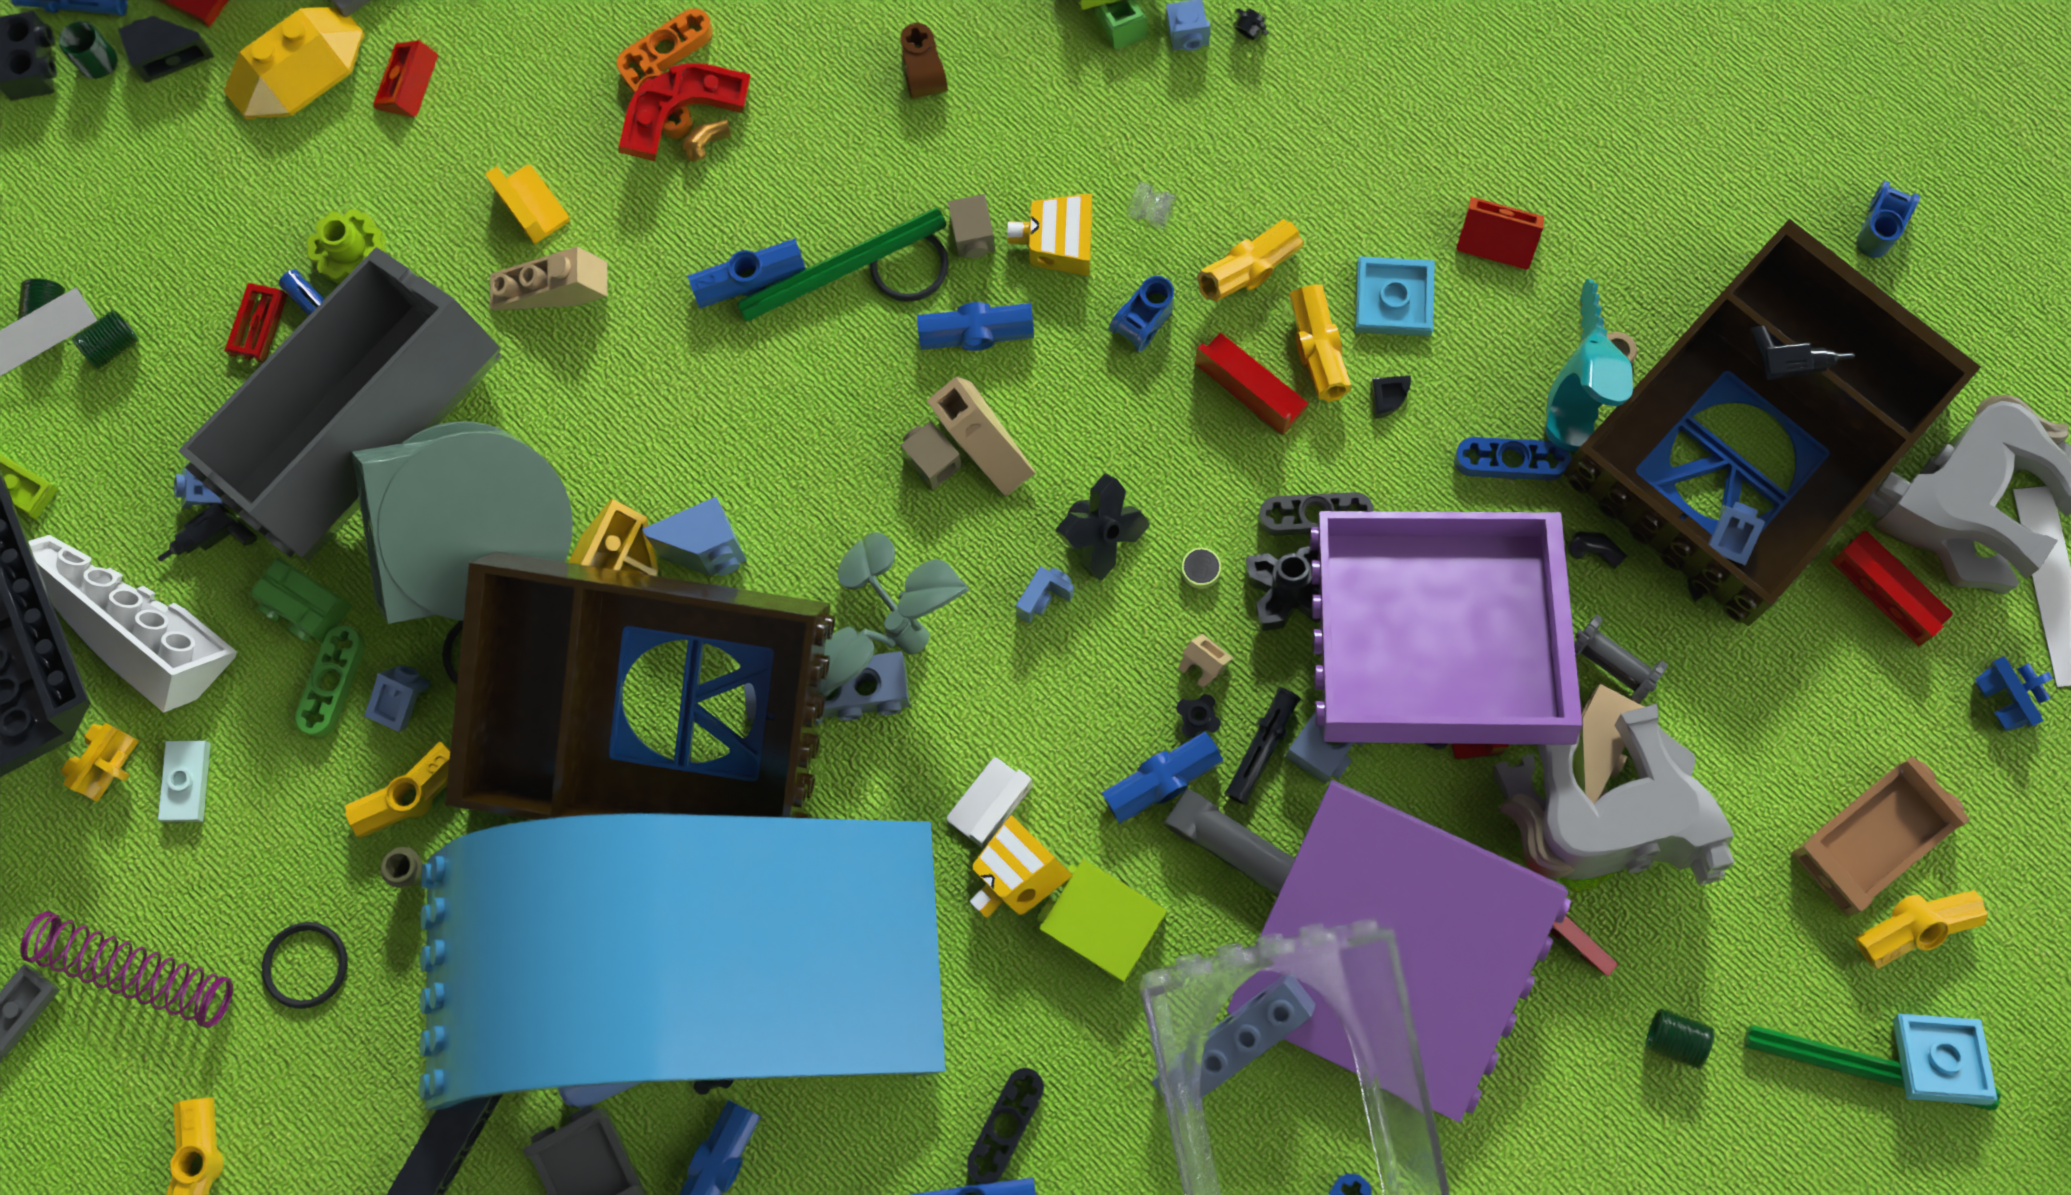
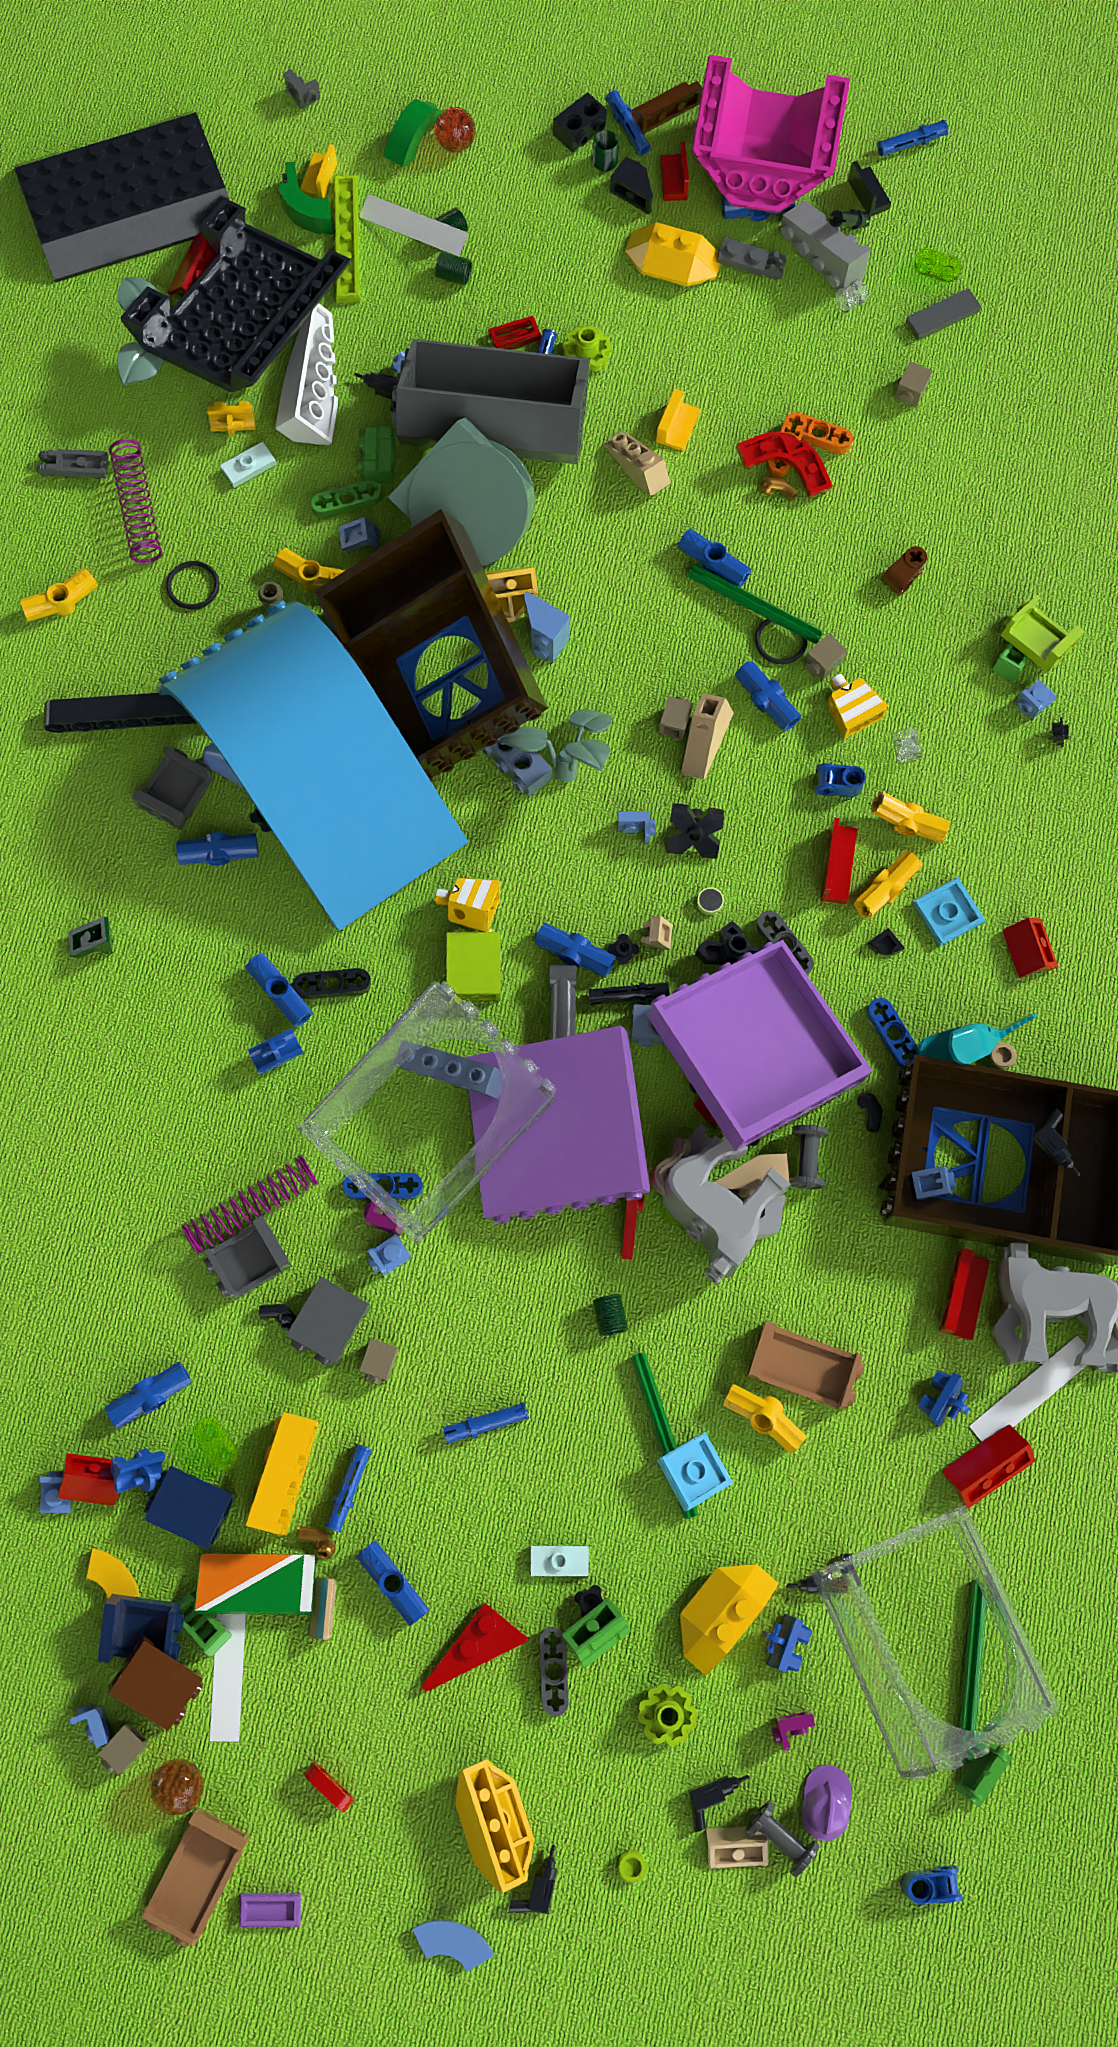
camera: 50 degrees right, 0 degrees up
(406, 78) = (704, 316): red slope -> none
(989, 802) = (508, 869): white panel -> none

